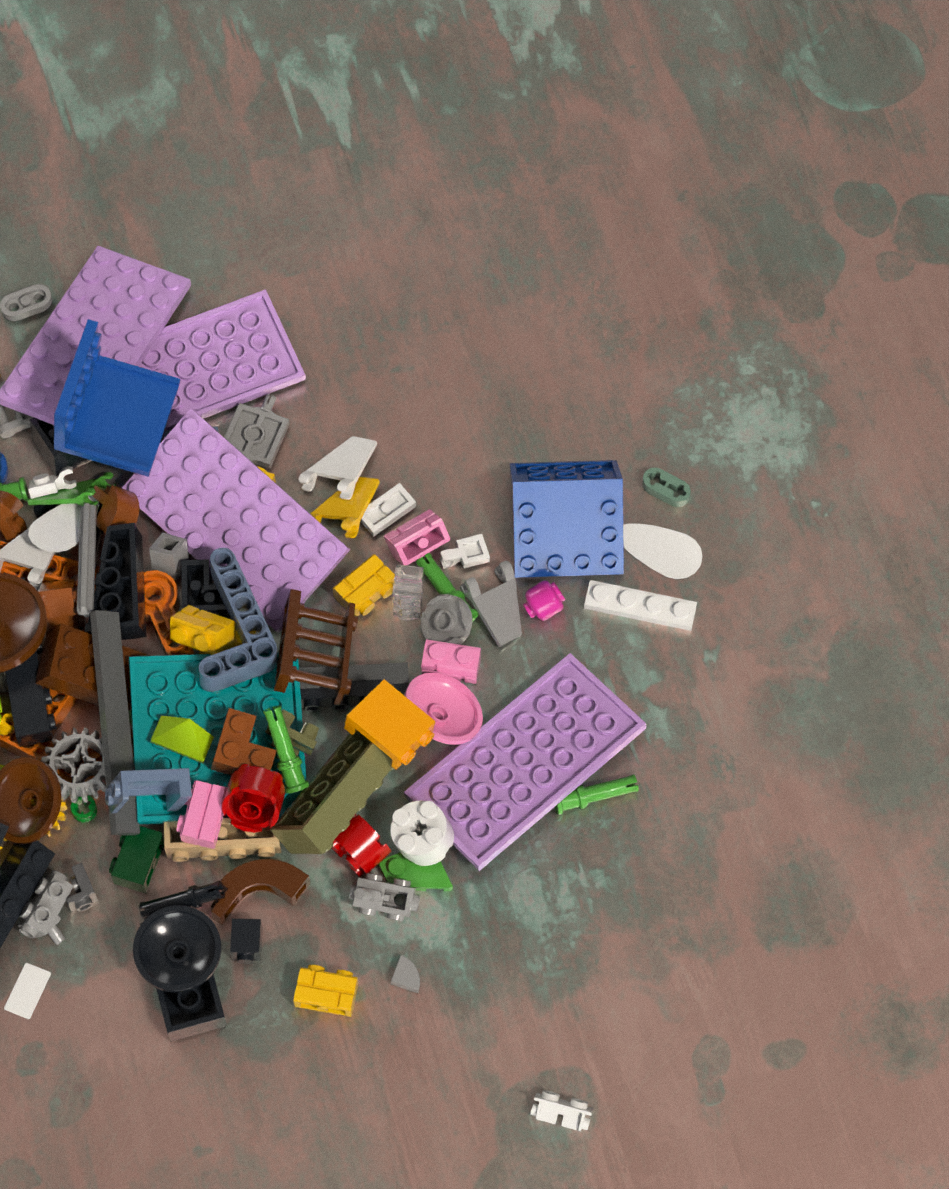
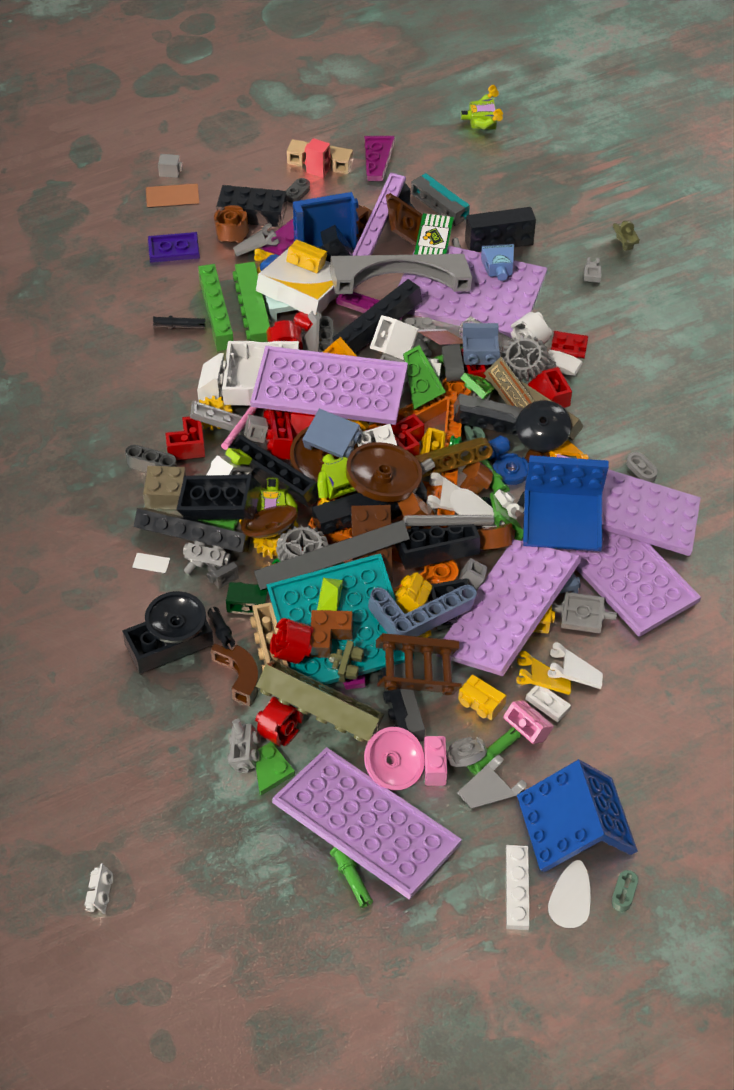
camera: 80 degrees right, 15 degrees down
(169, 782) = (286, 593): sand blue panel -> none
(203, 815) = (270, 614): bright pink brick -> none
(246, 940) = (199, 671): black brick -> none
(288, 762) = (324, 659): bright green pin -> none
(326, 990) = (169, 725): yellow brick -> none
(391, 723) = (363, 713): light orange panel -> none
(406, 975) = (189, 774): light grey tile -> none
(408, 592) = (480, 720): clear brick -> none
(423, 818) = (290, 755): white brick -> none
(468, 551) = (527, 760): white plate -> none
(544, 600) = (501, 815): dark pink head -> none

